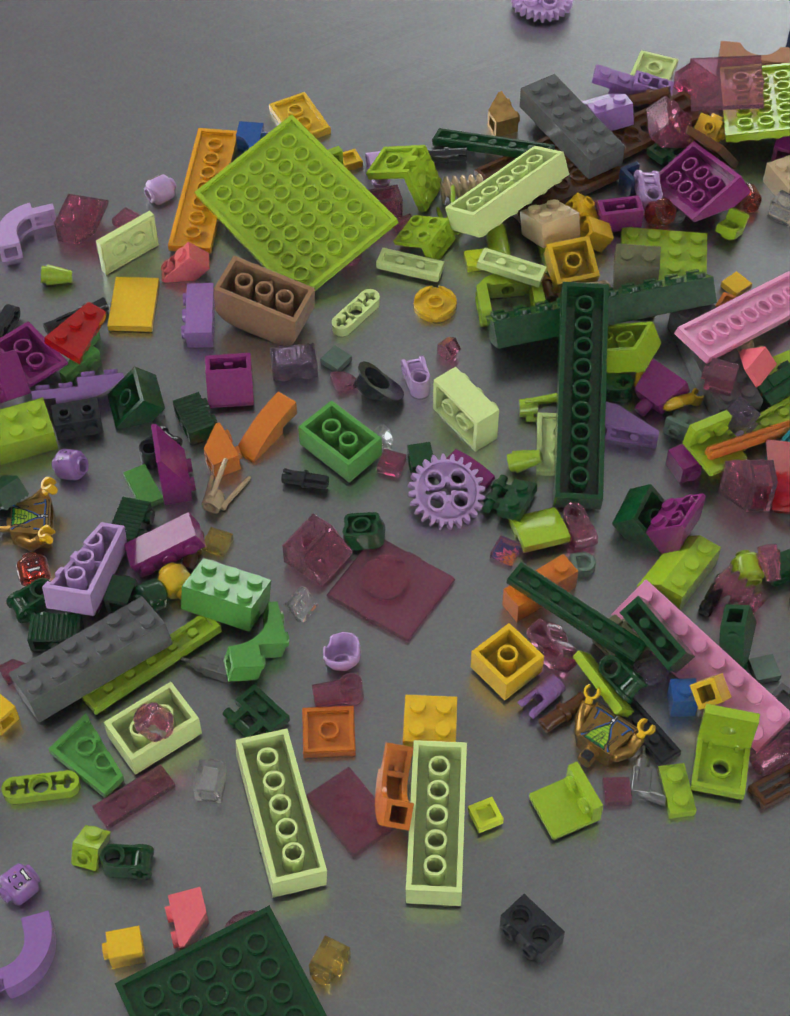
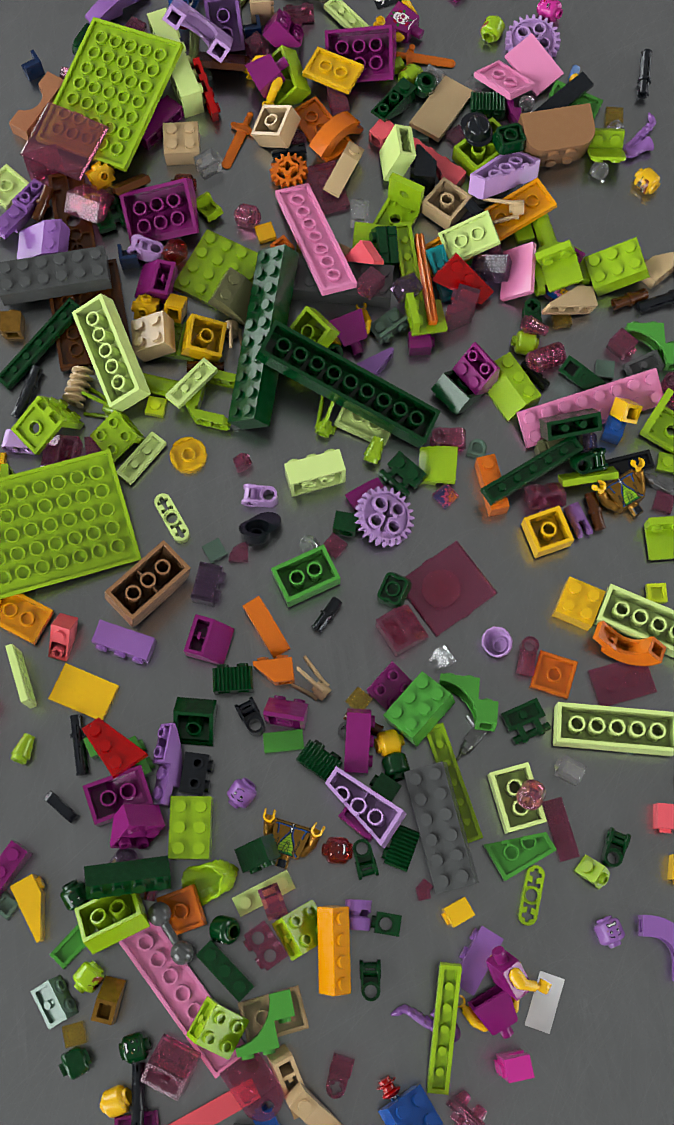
camera: 70 degrees left, 20 degrees up
(246, 556) = (389, 685): none -> magenta hinge
(743, 258) = (247, 216): none -> clear pink head

